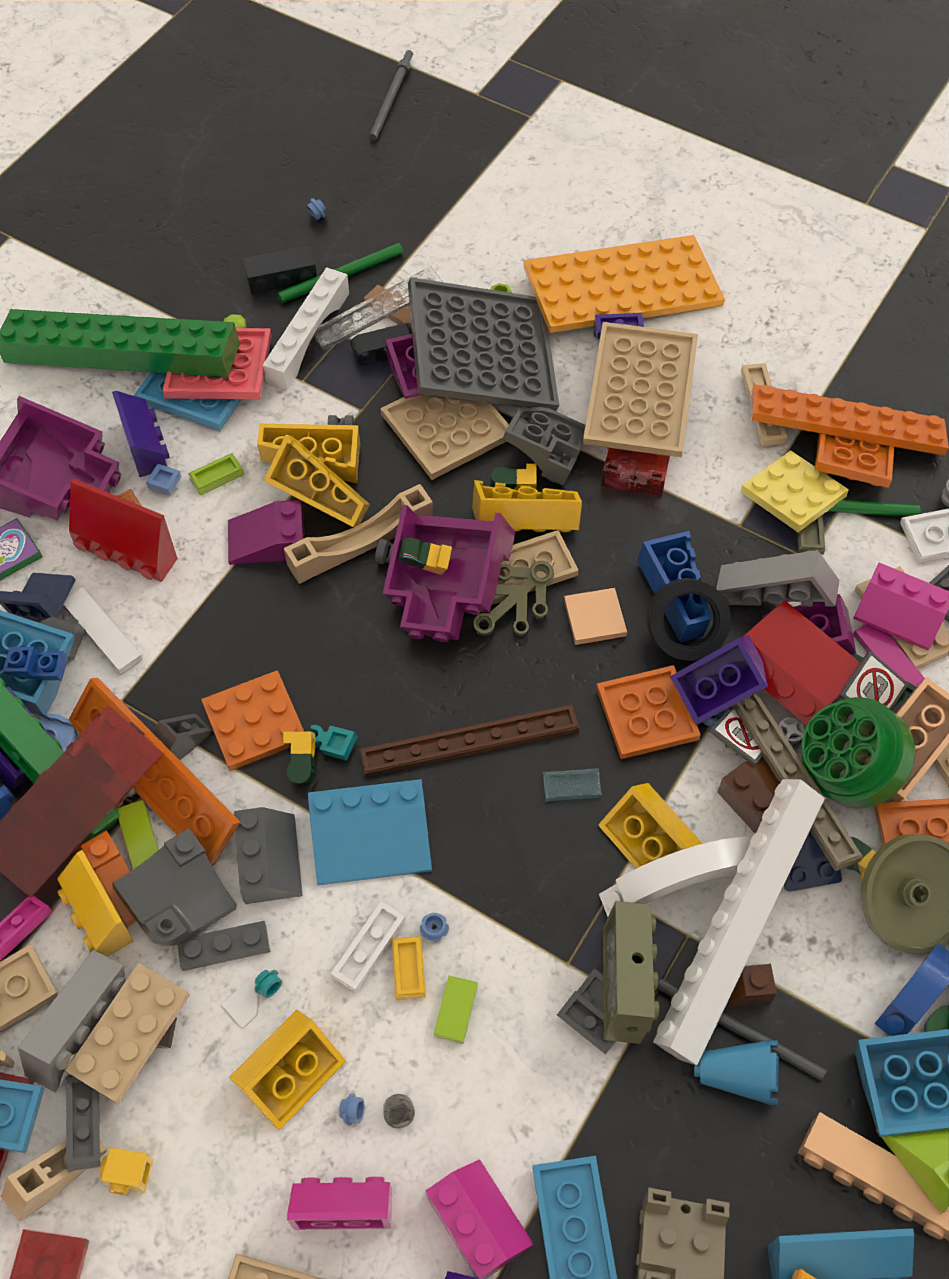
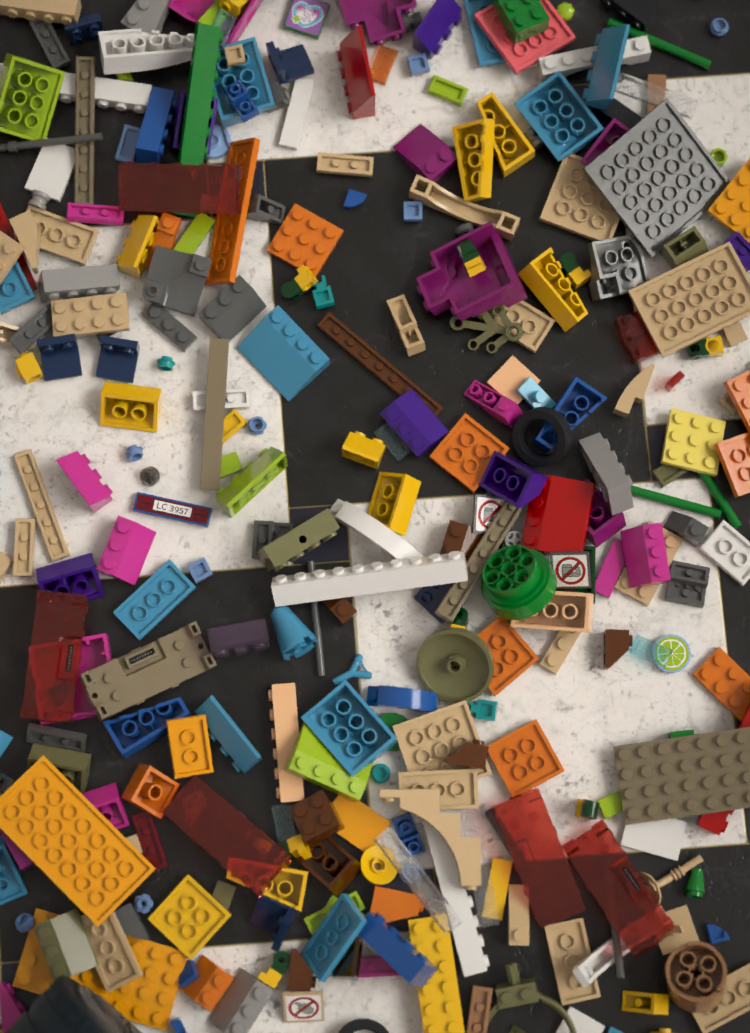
camera: 50 degrees right, 20 degrees up
(117, 451) = (411, 22): none -> dark grey wheel
(147, 1116) = (60, 357): none -> dark blue bracket
(205, 619) = (345, 164): none -> tan plate
(212, 1040) = (117, 359): none -> dark blue bracket
(251, 637) = (354, 199): none -> blue tile
(318, 587) = (412, 211): none -> medium blue plate
(332, 301) = (606, 66): none -> dark azure slope
(340, 386) = (559, 117): none -> dark azure slope
(369, 218) = (719, 27): none -> medium blue plate
(385, 967) = (214, 414): none -> dark tan tile
(444, 678) = (406, 325): none -> tan slope
(464, 1114) = (172, 509): none -> tile
(504, 977) = (252, 480): none -> lime slope
(562, 820) = (363, 449): none -> yellow slope
(570, 743) = (414, 423): none -> dark purple slope
(575, 371) = (684, 248): none -> olive slope
(575, 1135) = (200, 570): none -> medium blue plate
(607, 648) = (494, 403): none -> dark pink slope
(628, 602) = (534, 394): none -> medium azure tile
(697, 510) = (633, 392): none -> tan slope
(698, 417) = (706, 348): none -> leg
(700, 390) = (734, 334): none -> tan tile
(711, 1145) = (238, 638): none -> clear purple brick
(712, 467) = (676, 379): none -> clear red tile
(842, 1030) = (353, 672): none -> dark azure piece
(862, 541) = (676, 502): none -> green piece
(894, 551) = (686, 527): none -> dark grey slope

